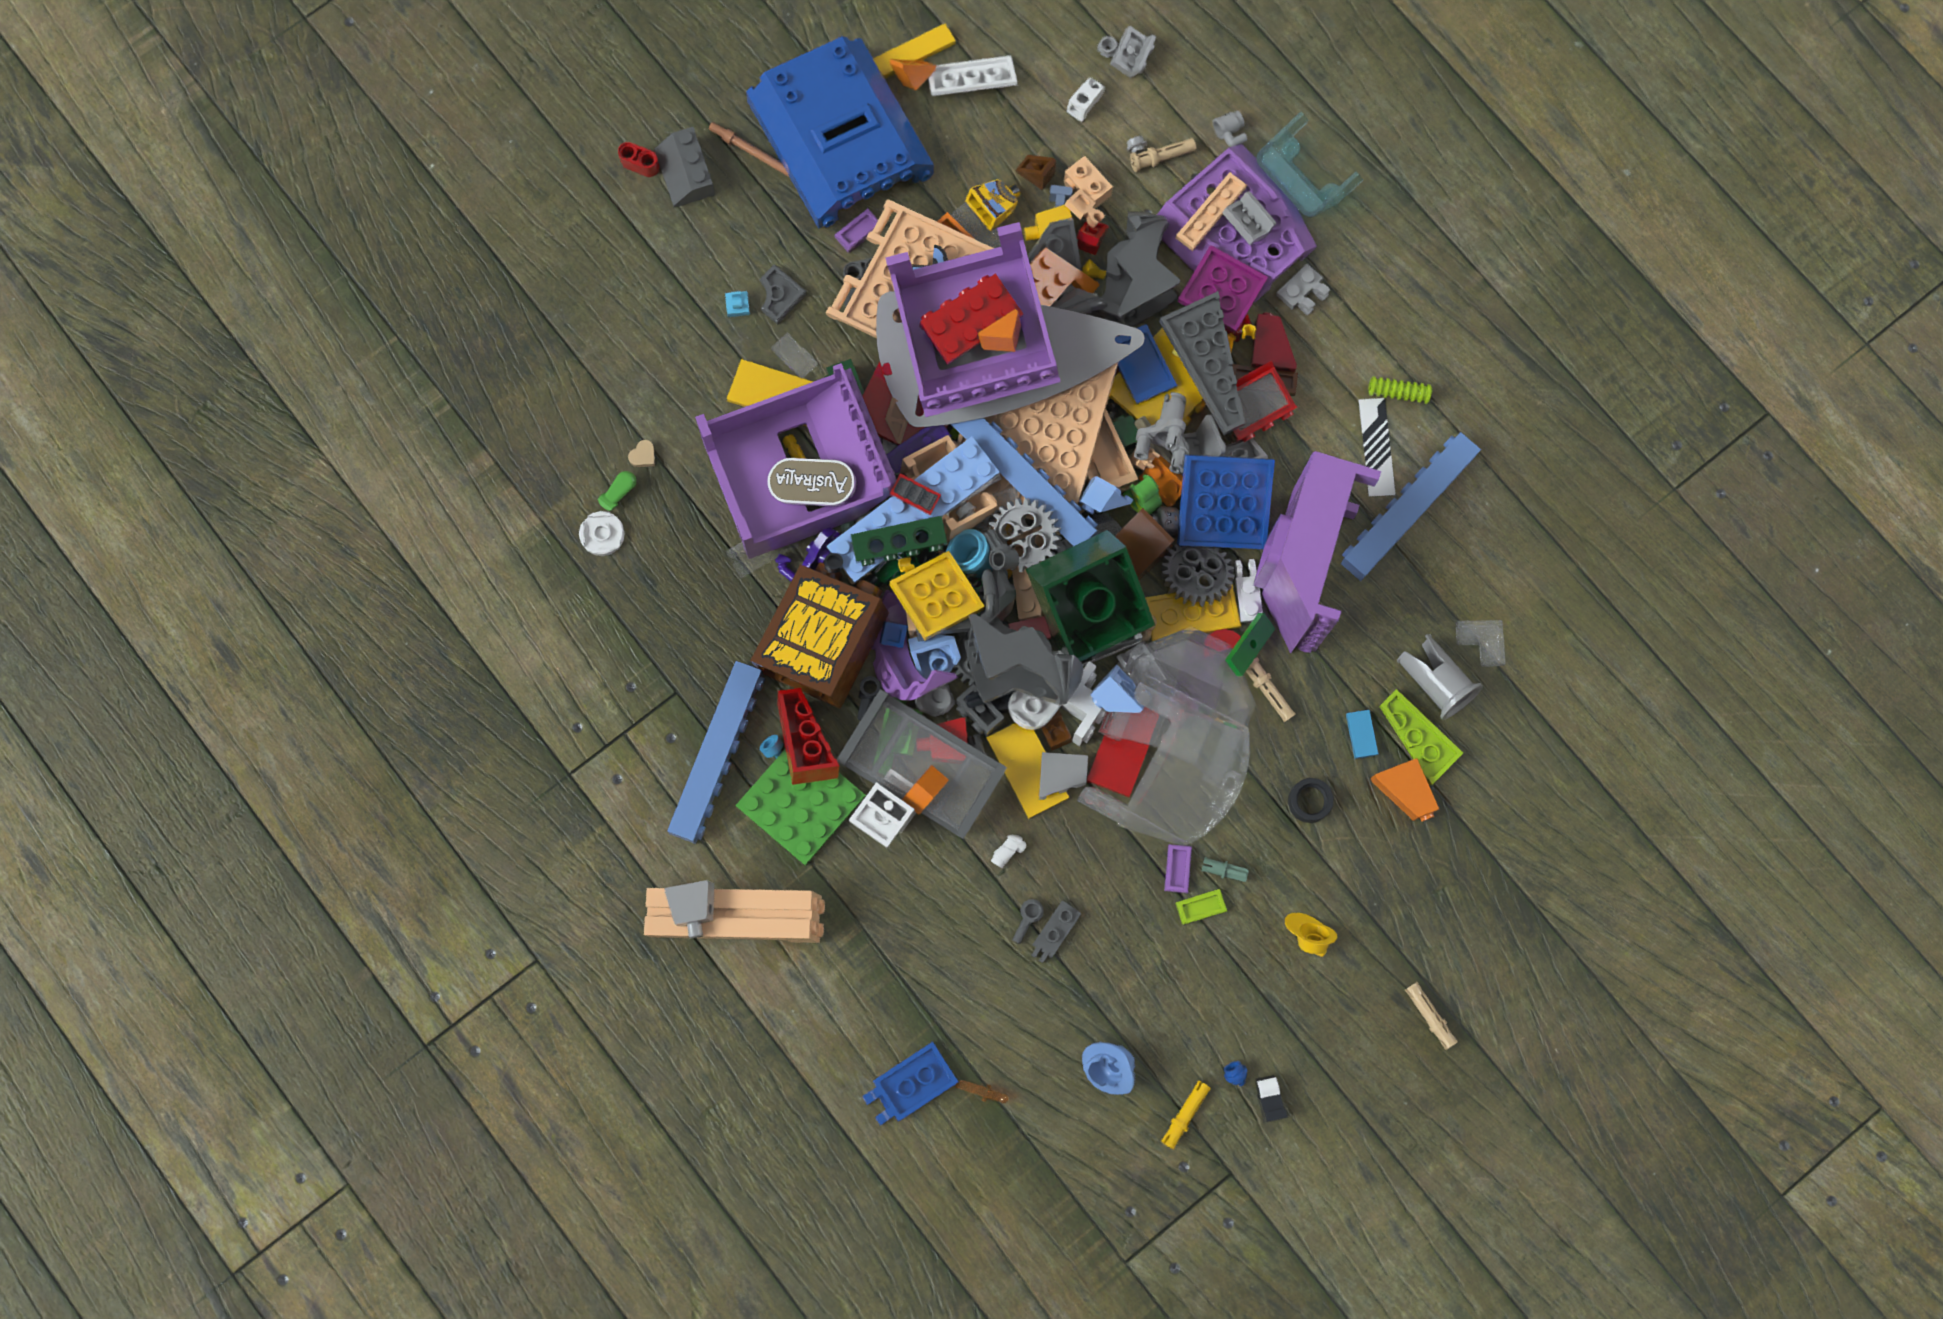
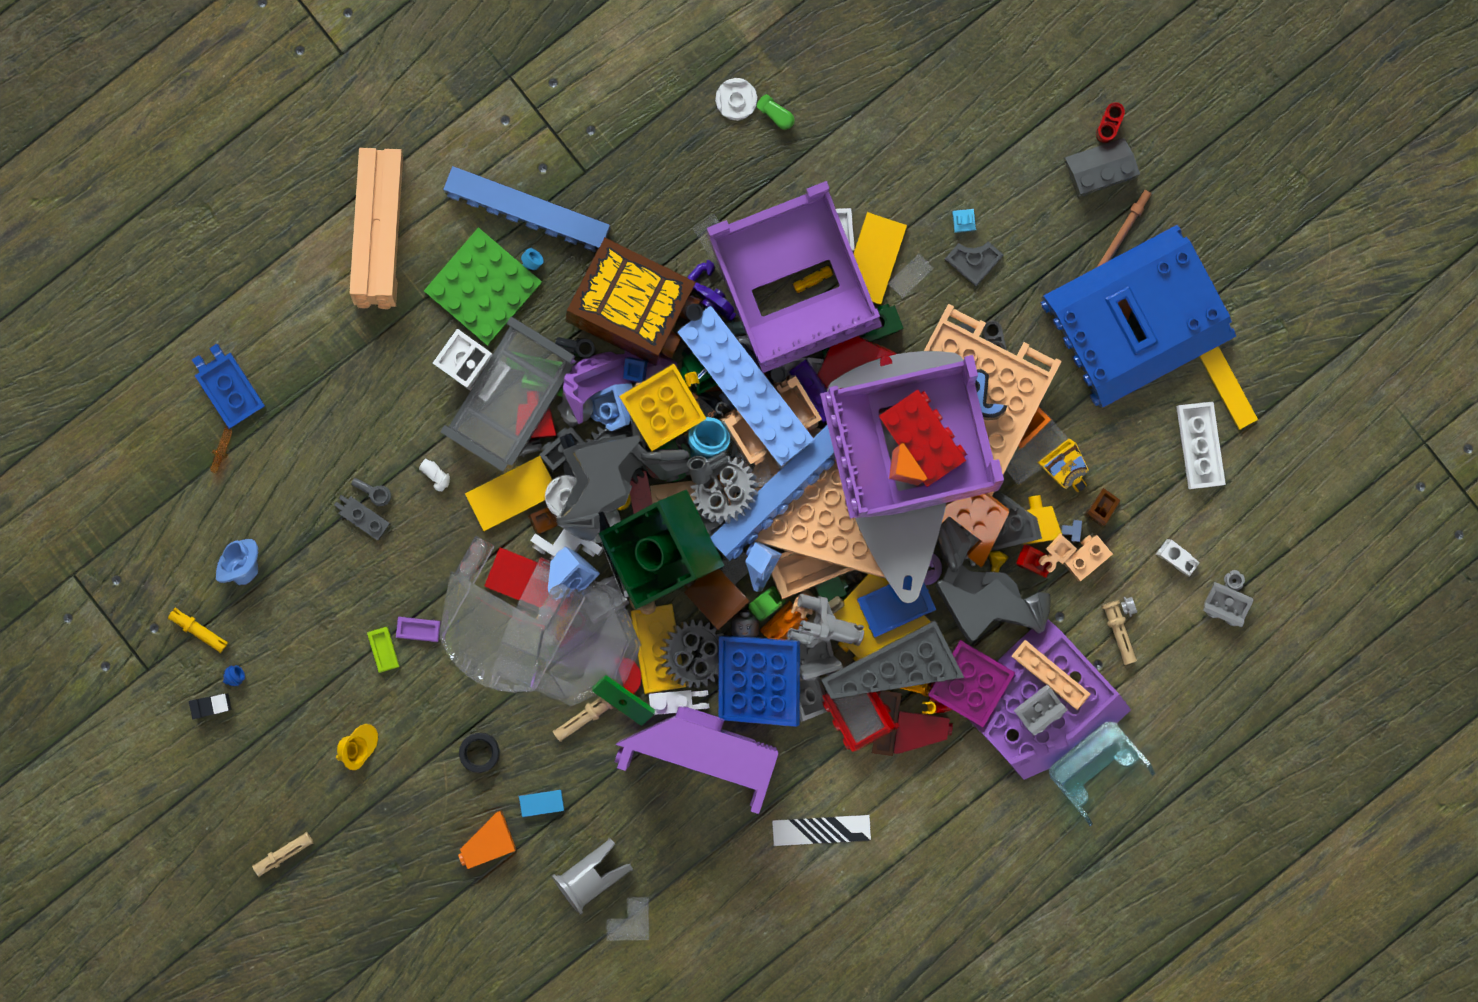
camera: 90 degrees right, 10 degrees up
(643, 455) = (812, 135): tan tile -> none
(691, 905) = (380, 189): light grey torso -> none
(805, 745) = (525, 289): red wedge -> none
(812, 482) = (776, 292): dark tan tile -> none
(857, 230) = (1039, 335): medium lavender tile -> none
(896, 420) = (836, 370): medium nougat tile -> none
(912, 72) = (1204, 388): orange slope -> none
(915, 494) = (756, 386): tile -> none
(925, 789) = (487, 398): orange slope -> none
(931, 526) = (710, 337): dark green brick -> none
(965, 511) = (748, 436): light grey plate -> none
(1061, 772) = (505, 523): light grey slope -> none
(1225, 870) = (416, 671): sand green axle -> none
(1229, 124) = (1150, 697): light grey piece -> none
(1299, 286) = (984, 763): light grey plate -> none
(1400, 390) = (876, 854): lime piece -> none
(1410, 506) = (759, 858): medium blue brick -> none
(1420, 737) = (534, 859): lime wing -> none

